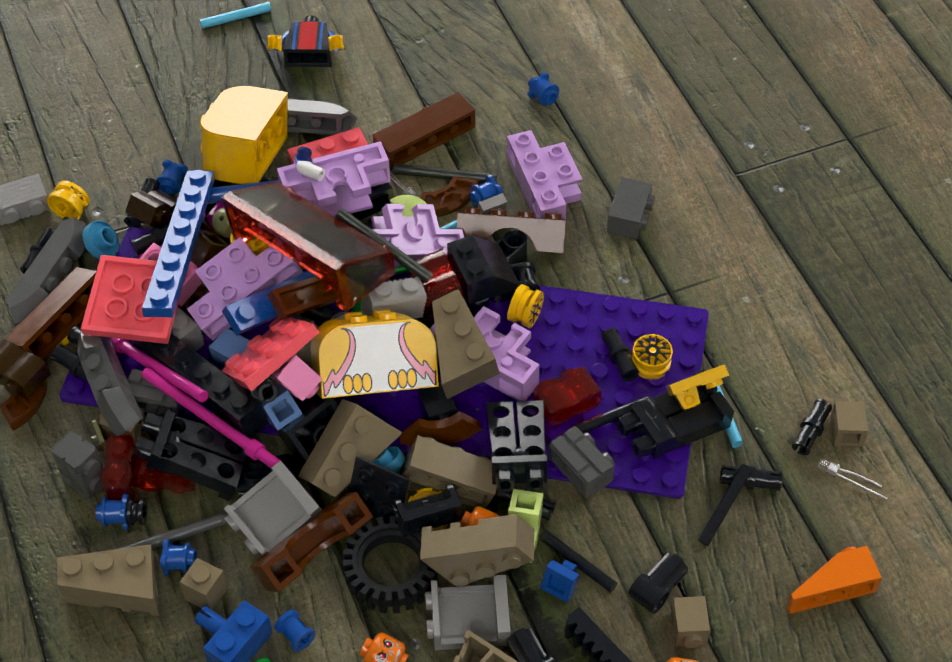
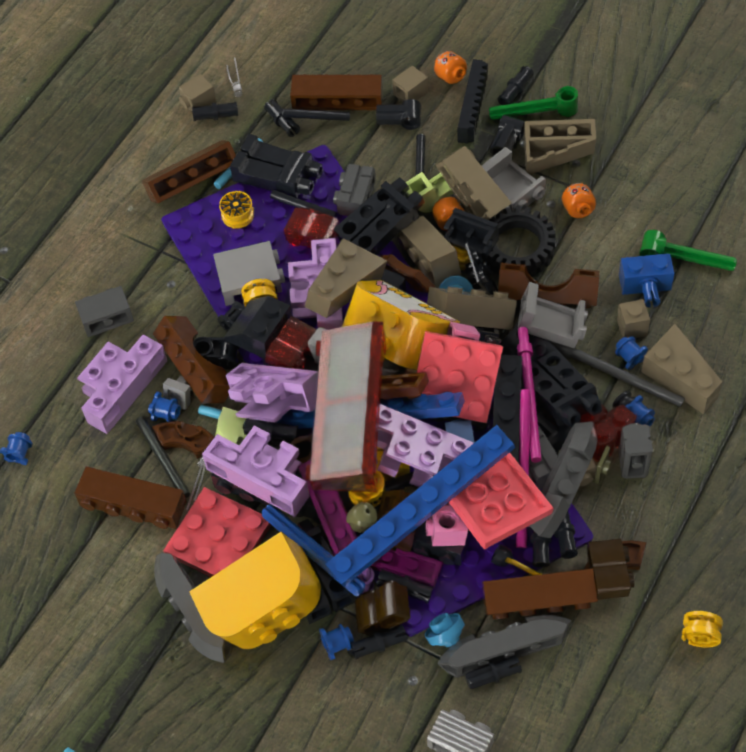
camera: 125 degrees left, 5 degrees up
(66, 201) = (430, 692): yellow wheel -> none
(294, 630) = (608, 259): blue bush -> none
(305, 165) = (276, 477): white arm -> none
(307, 44) = (94, 663): torso -> none
(399, 256) = (306, 366): pearl dark grey bar -> none
(560, 580) = (443, 150): blue tile -> none
(563, 317) = (246, 264): none -> light grey panel
(620, 354) = (250, 226): black pin -> none
(686, 389) = (247, 154): yellow hinge -> none
(739, 349) = (189, 171): none -> reddish brown brick
(742, 546) = (336, 92): none -> reddish brown brick
(843, 577) = (319, 42): orange slope -> none

